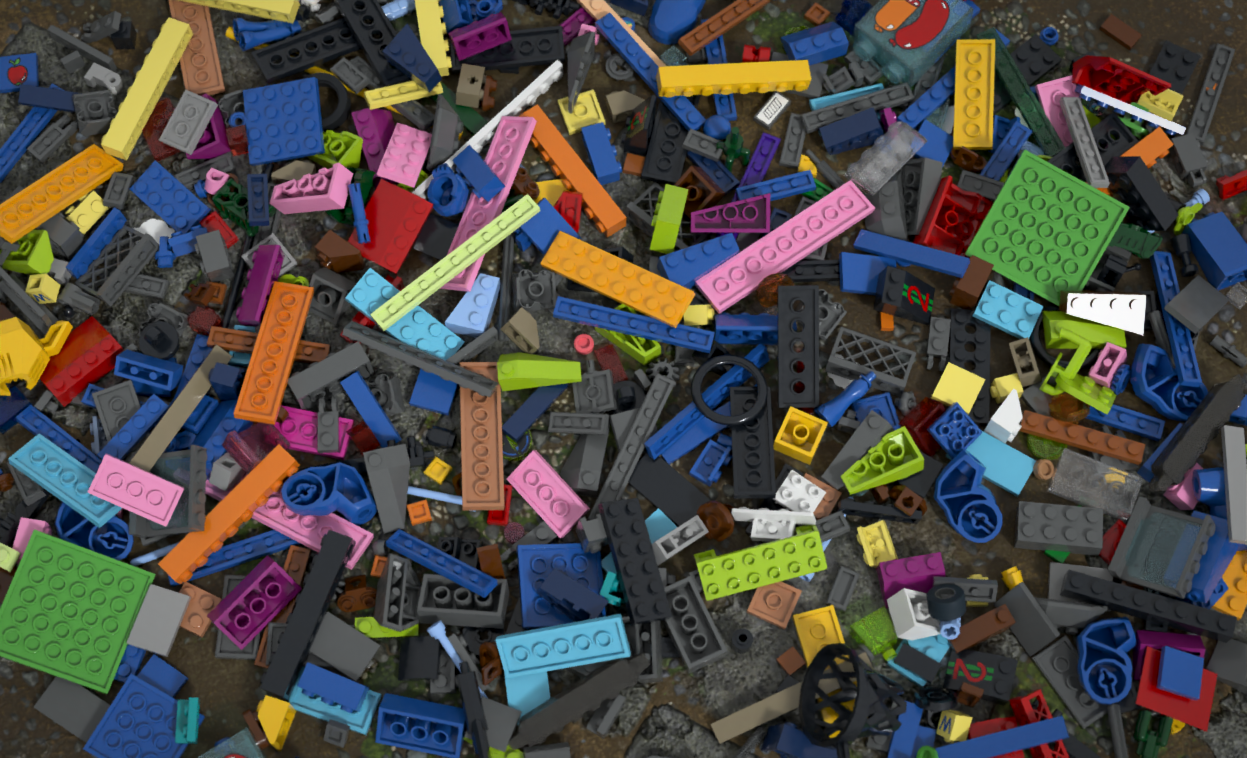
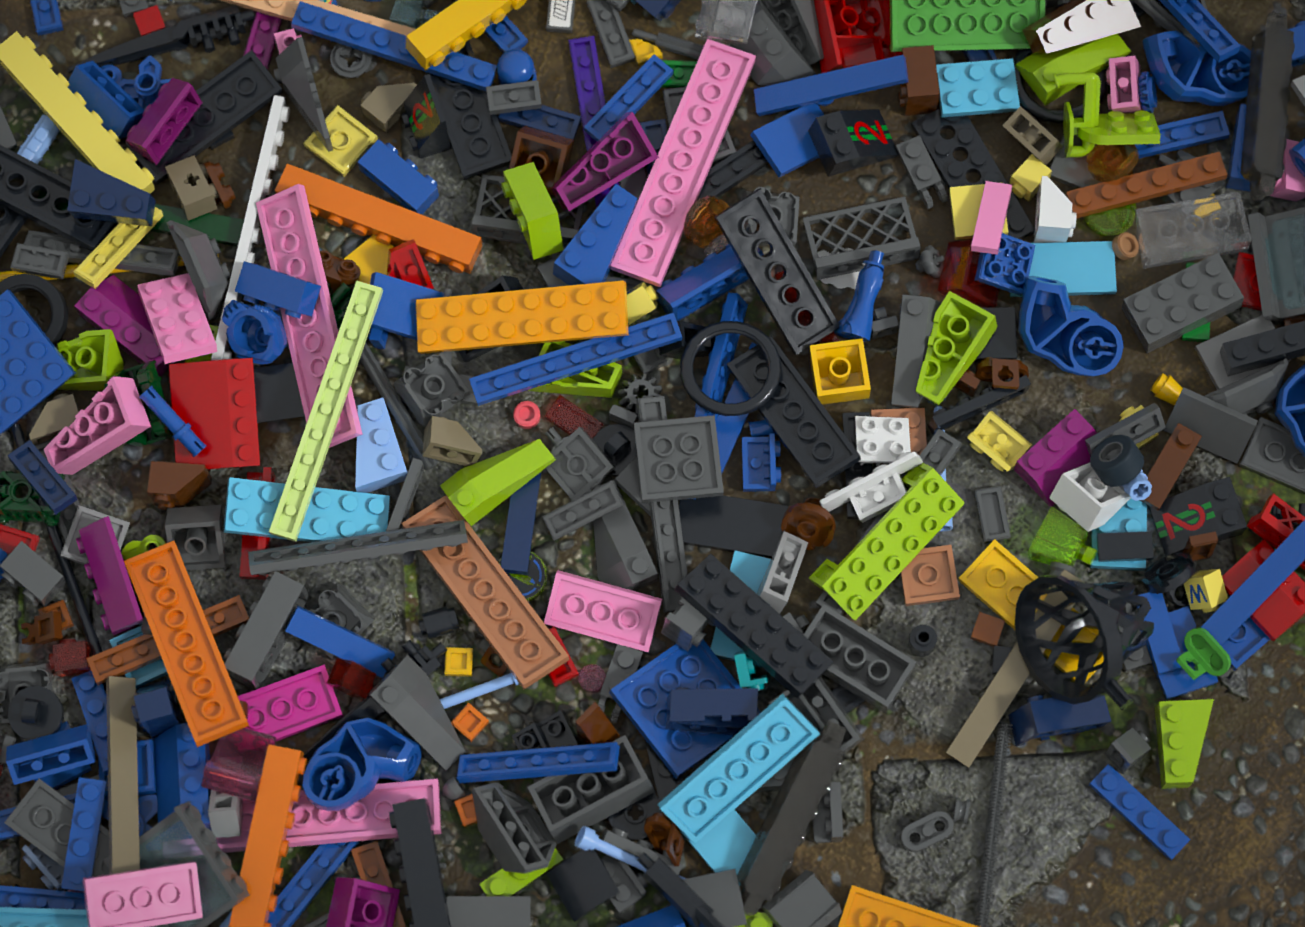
camera: 30 degrees left, 5 degrees up
(328, 427) = (303, 691): dark grey hinge -> none
(356, 597) = (466, 860): reddish brown bracket -> none
(433, 393) = (394, 577): blue tile -> none
(634, 164) = (445, 167): dark orange tile -> none
(656, 425) = (678, 459): none -> dark grey plate
(733, 149) = (551, 82): dark green plant -> none
(881, 404) = (901, 282): blue tile -> none
(886, 322) = (850, 181): orange piece -> none
(962, 396) = (991, 217): none -> bright pink tile

